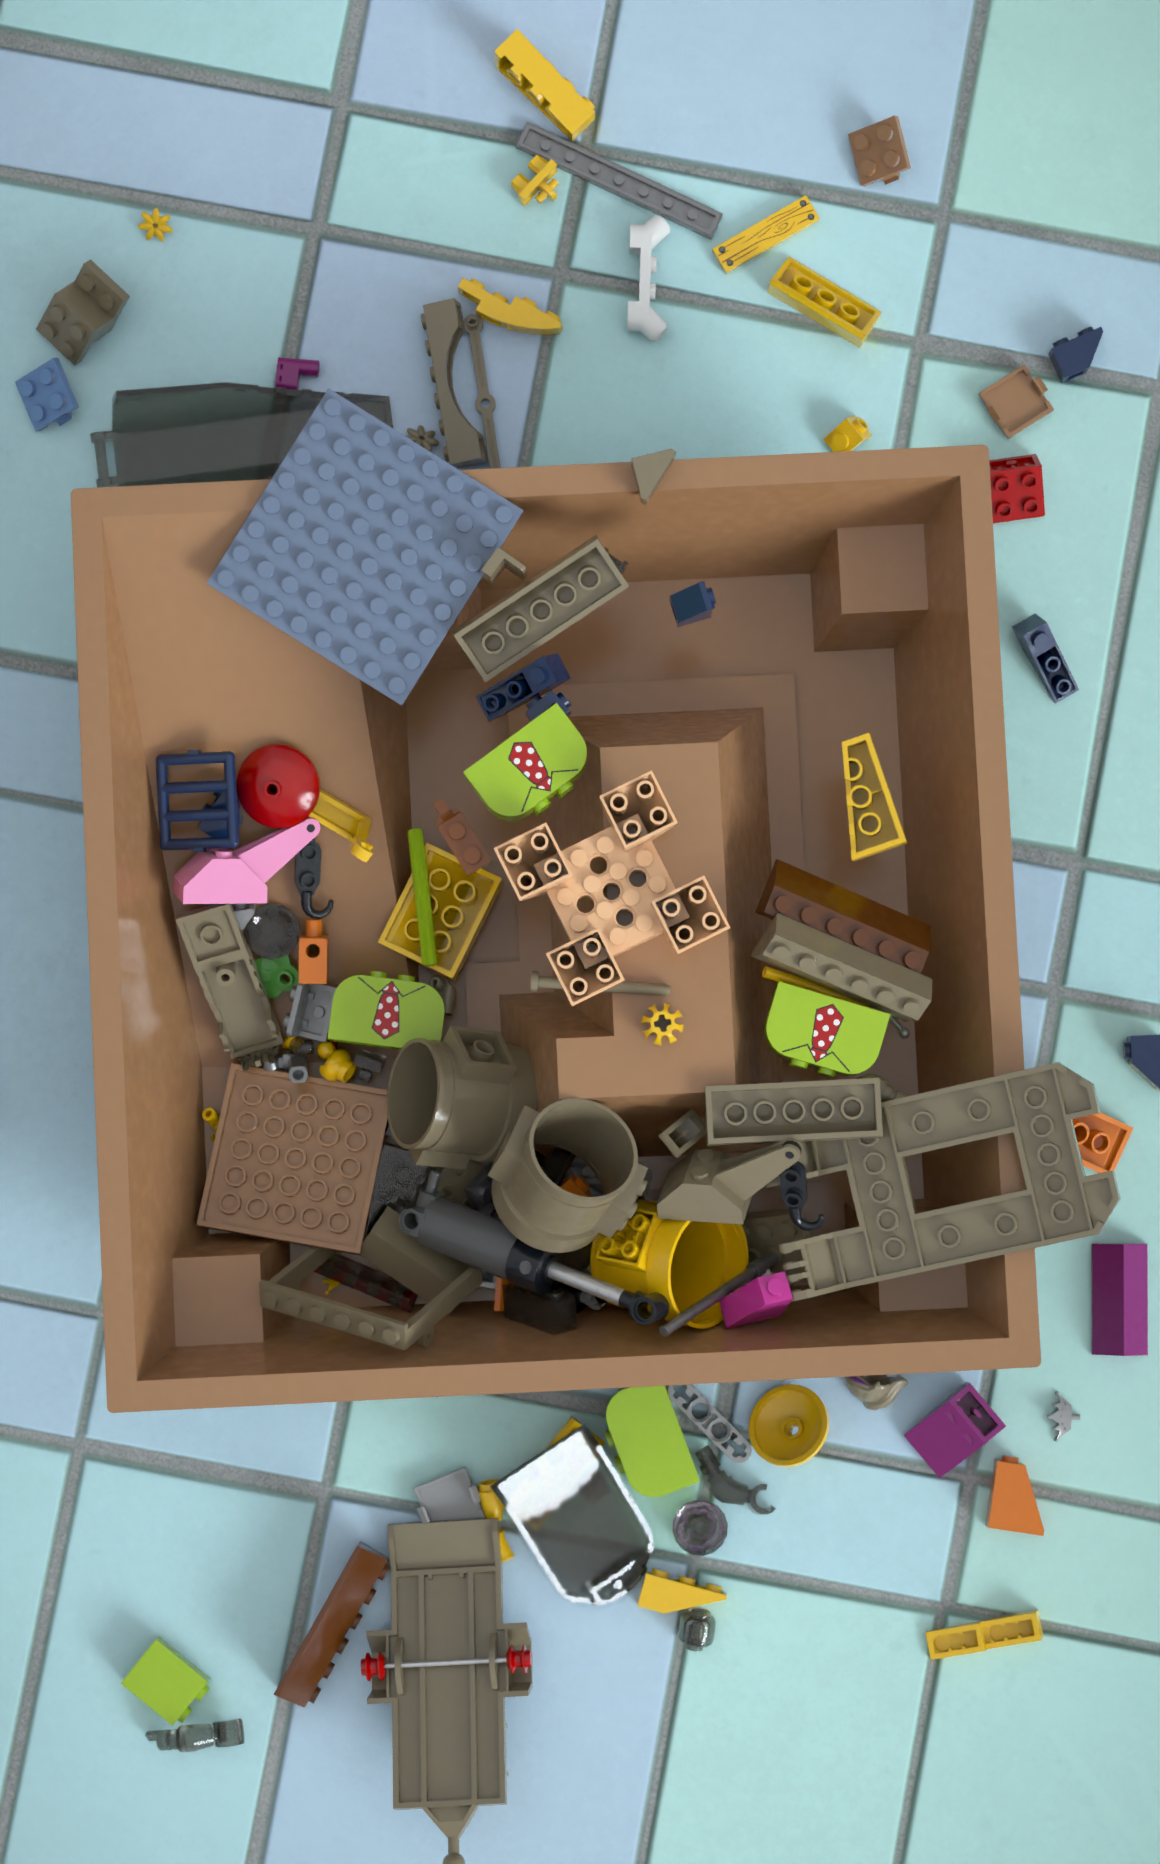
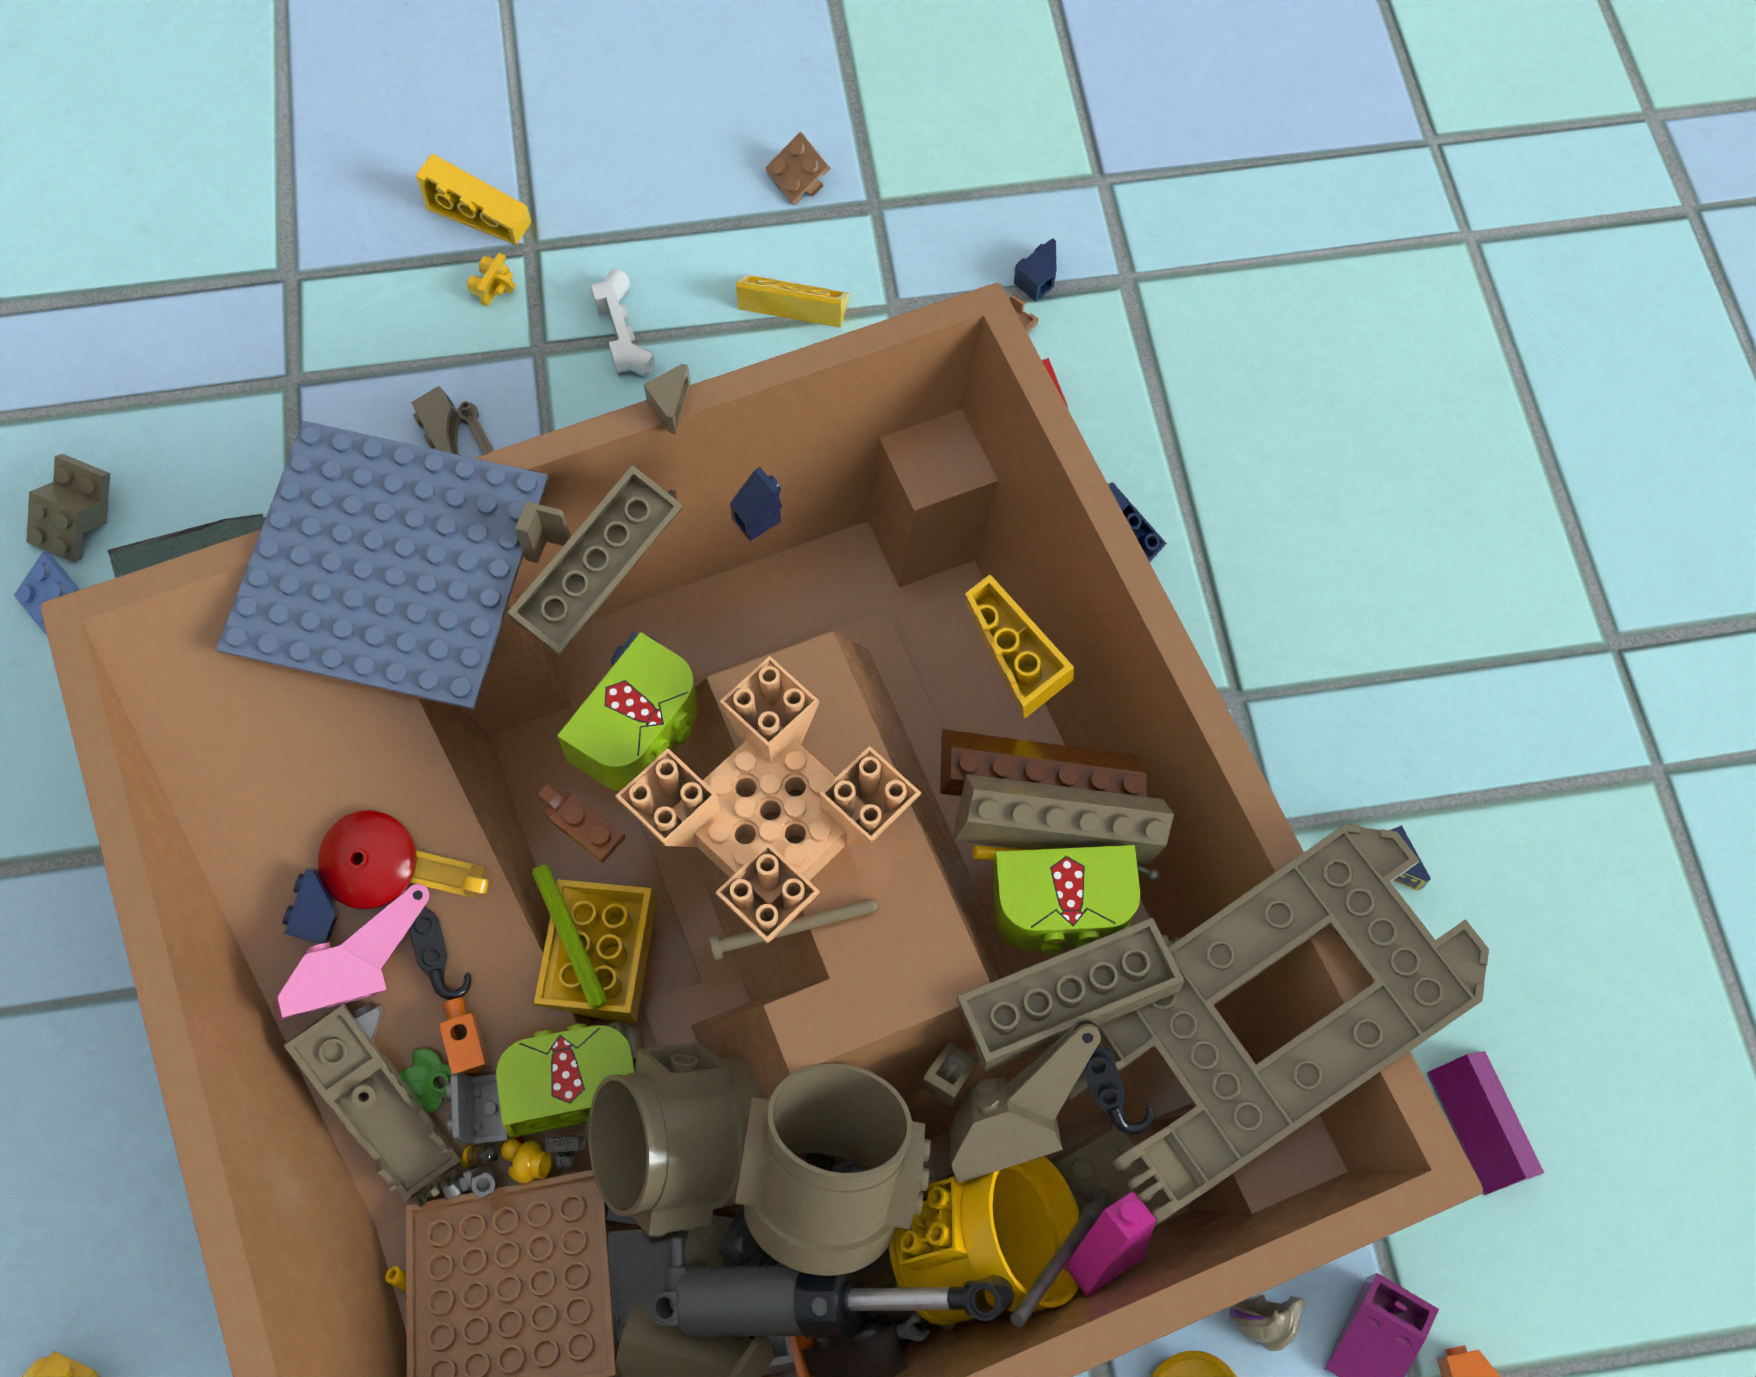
camera: 20 degrees left, 20 degrees down
(153, 228) = (125, 420): yellow plant -> none
(229, 813) = (236, 901): dark blue bar -> none
(272, 931) = (409, 1031): clear smoke dish -> none
(518, 316) = (507, 390): yellow slope -> none
(523, 686) = (598, 643): dark blue slope -> none
(620, 181) = (572, 260): flat silver tile -> none
(667, 1017) = (876, 950): yellow piece -> none
(765, 234) = (719, 263): yellow tile -> none
(1062, 1416) = (1488, 1278): light grey piece -> none

